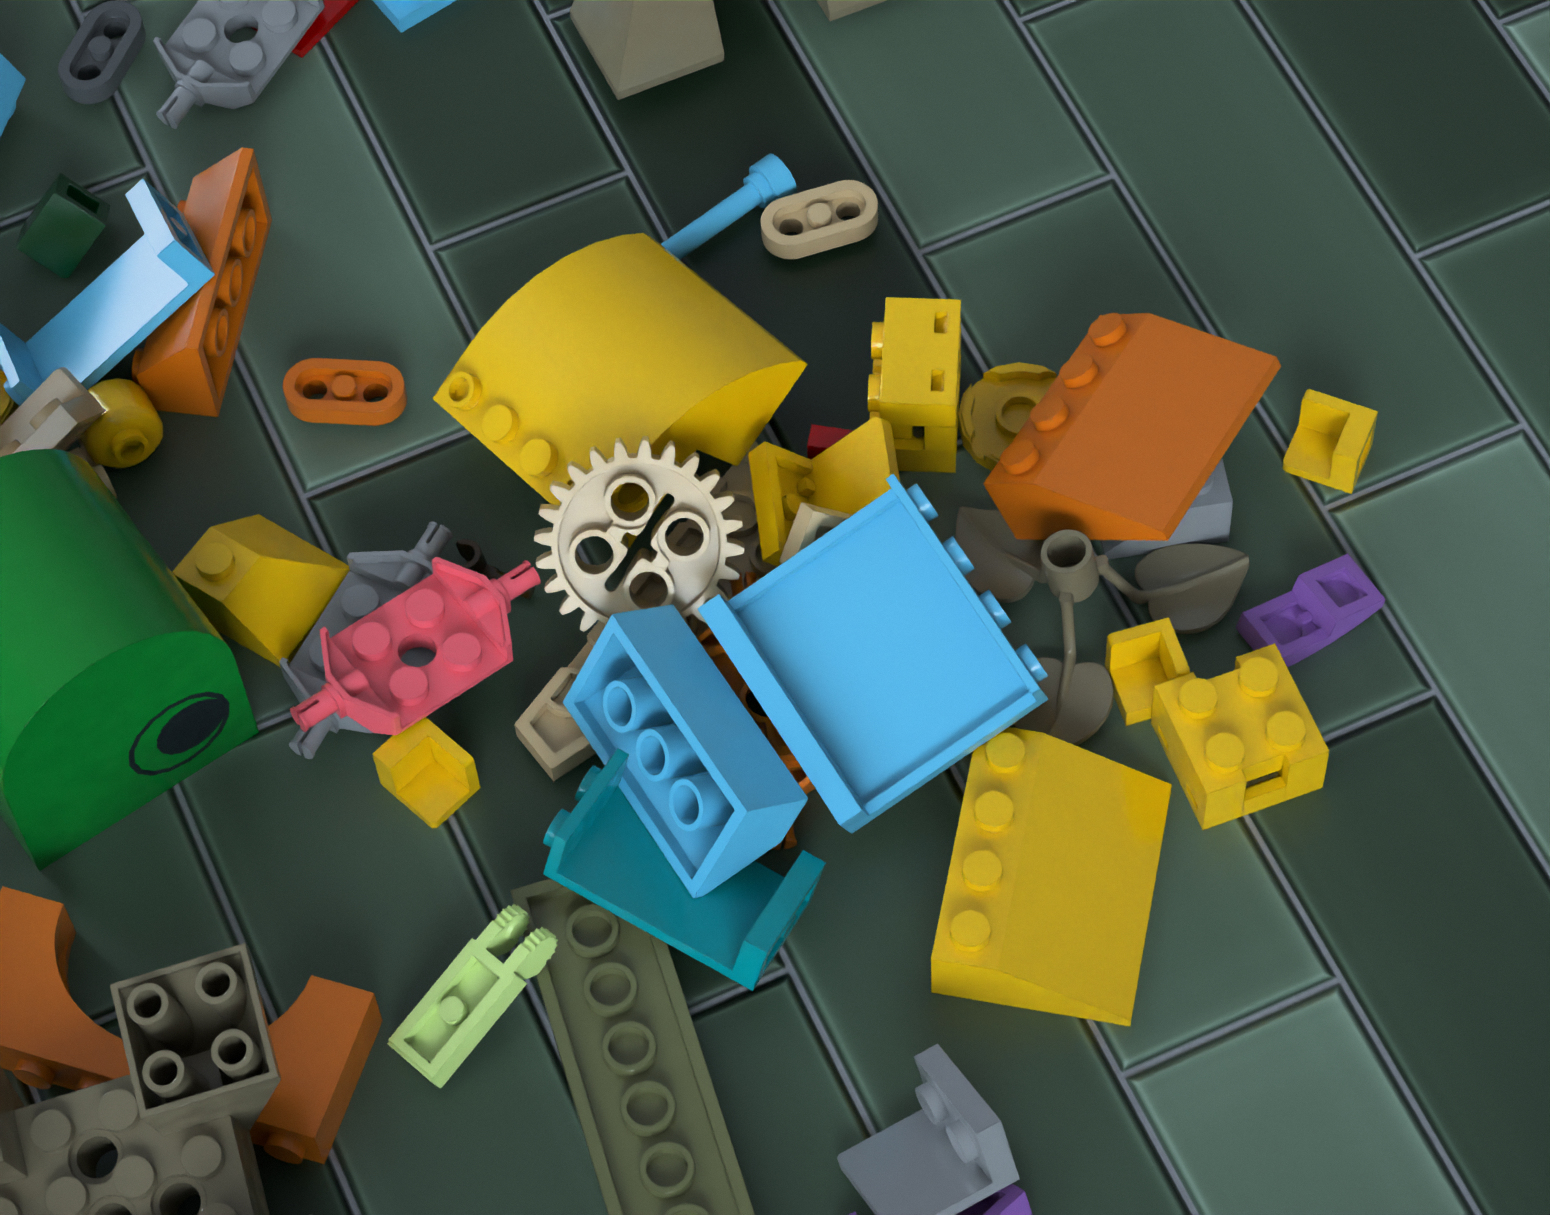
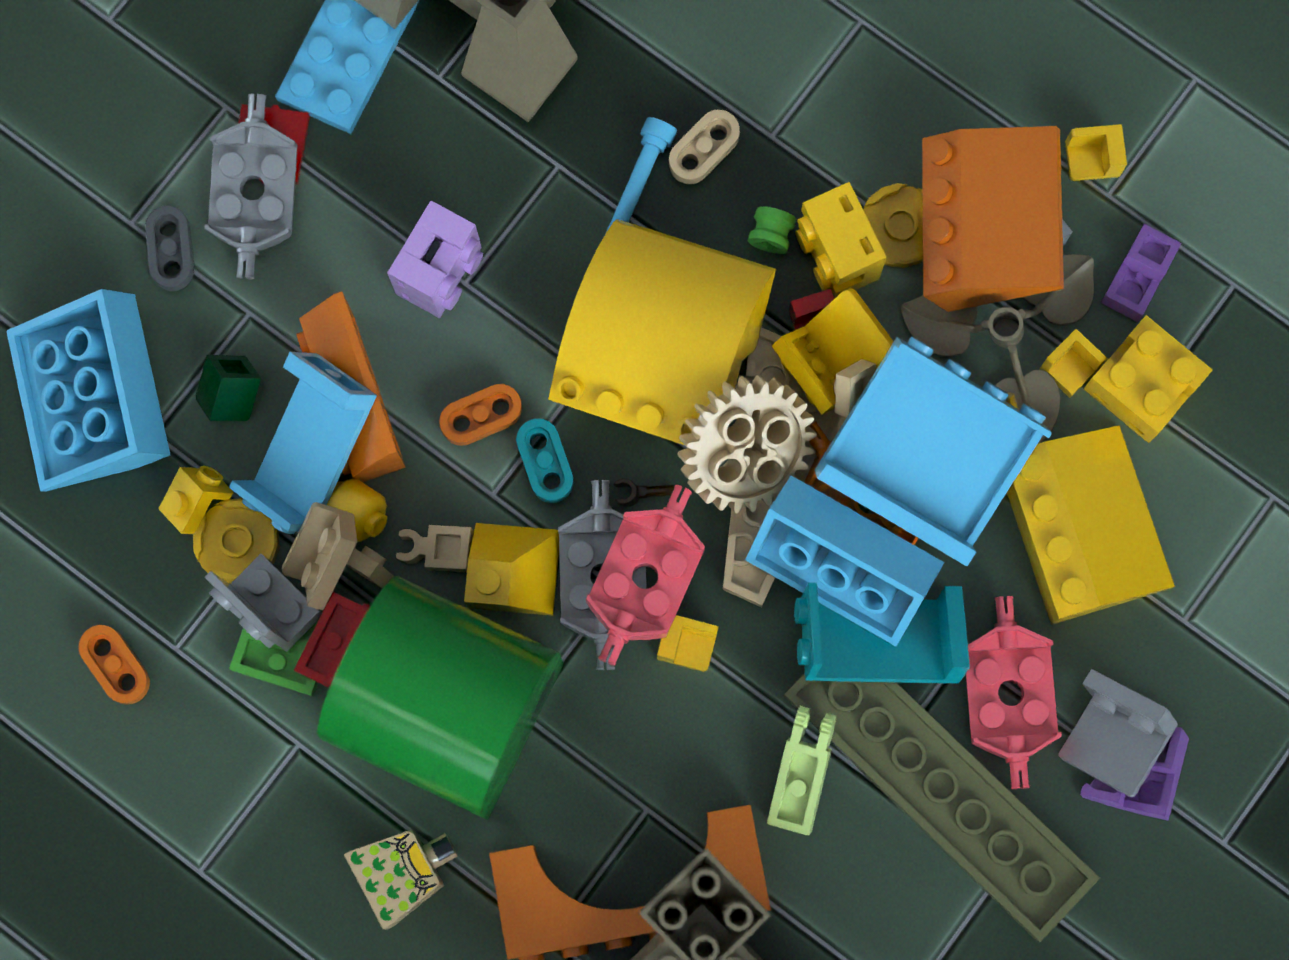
camera: 30 degrees left, 20 degrees up
(186, 517) = (444, 548): none -> tan plate
(387, 483) = (544, 461): none -> teal plate
(398, 185) = (436, 259): none -> lavender piece
(828, 990) = (1018, 657): none -> coral plate
(842, 345) = (771, 230): none -> bright green wheel

